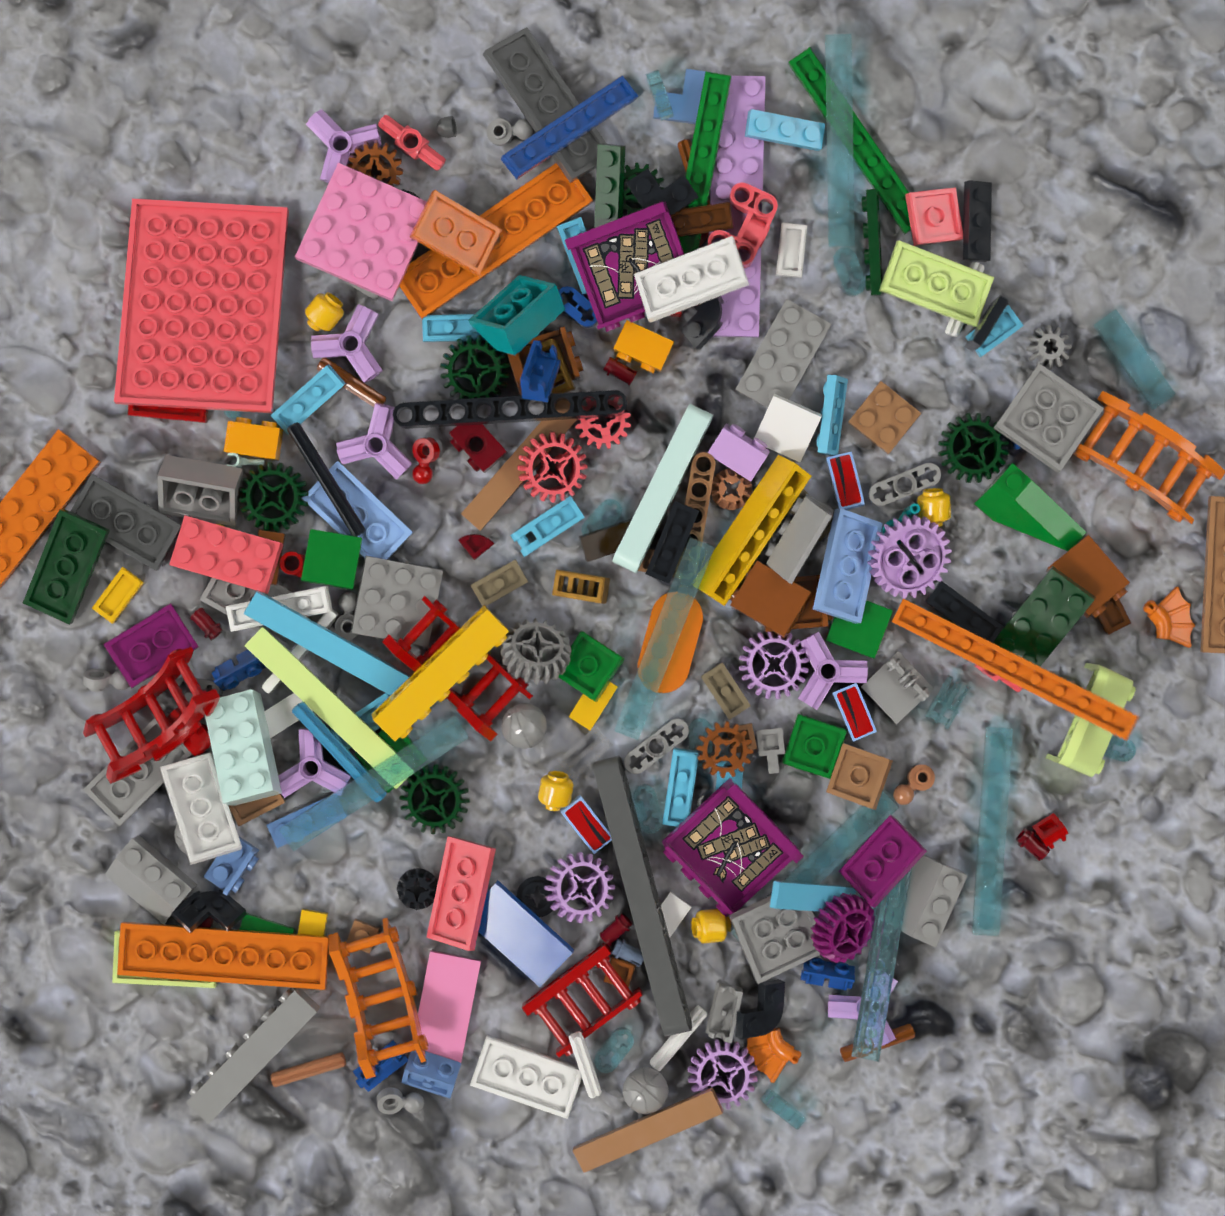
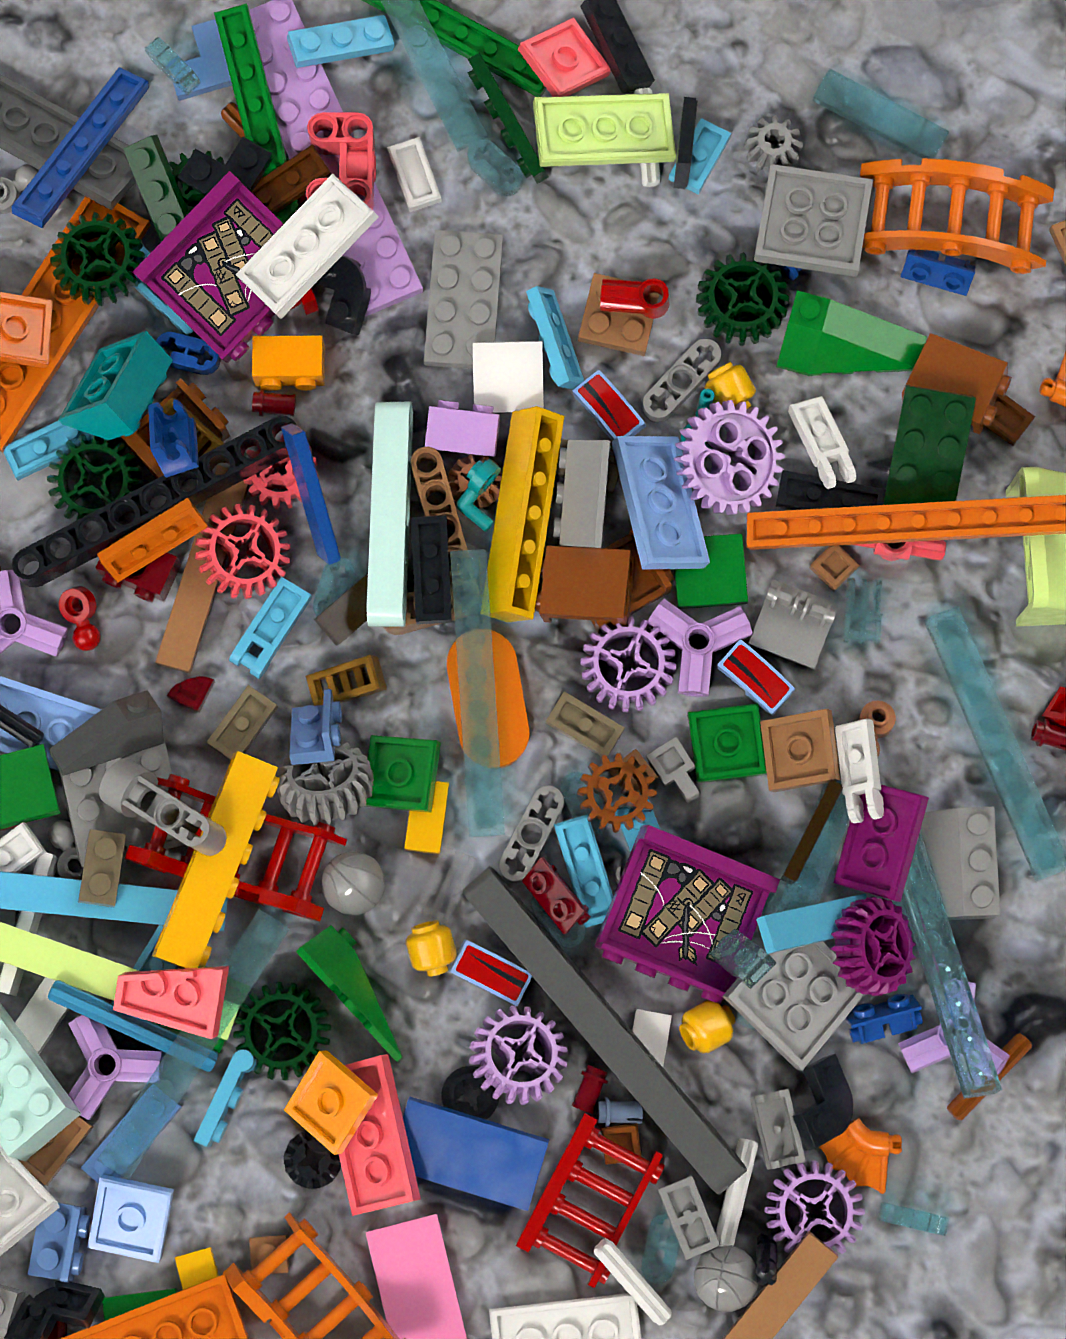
camera: 25 degrees left, 10 degrees down
(284, 872) = (130, 1218): none -> light blue tile
(364, 641) = (102, 868): none -> dark tan plate
(374, 751) = (175, 997): none -> coral wing
(380, 824) = (226, 1096): none -> medium azure plate
(408, 603) = (135, 792): none -> light grey beam
(409, 553) = (114, 732): none -> dark grey slope
(444, 861) = (330, 1102): none -> light orange plate
(490, 777) = (342, 971): none -> green wedge
(494, 435) = (152, 540): none -> orange plate
(535, 222) = (85, 283): none -> dark green gear
(544, 613) = (315, 731): none -> medium blue bracket
(615, 452) = (311, 493): none -> blue tile
(639, 1041) = (688, 1217): none -> light grey hinge
(651, 798) = (555, 896): none -> dark red hinge
(676, 1091) = (766, 1259): none -> black axle
(735, 492) = (481, 478): none -> teal plate
(753, 897) = (742, 958): none -> clear light blue plate
(839, 835) = (812, 832): none -> dark brown tile
(891, 809) = (859, 769): none -> white hinge
(896, 412) = (630, 295): none -> red piece
(943, 662) = (834, 567): none -> medium nougat tile
(978, 572) = (822, 440): none -> white hinge
(1123, 497) = (951, 275): none -> blue hinge

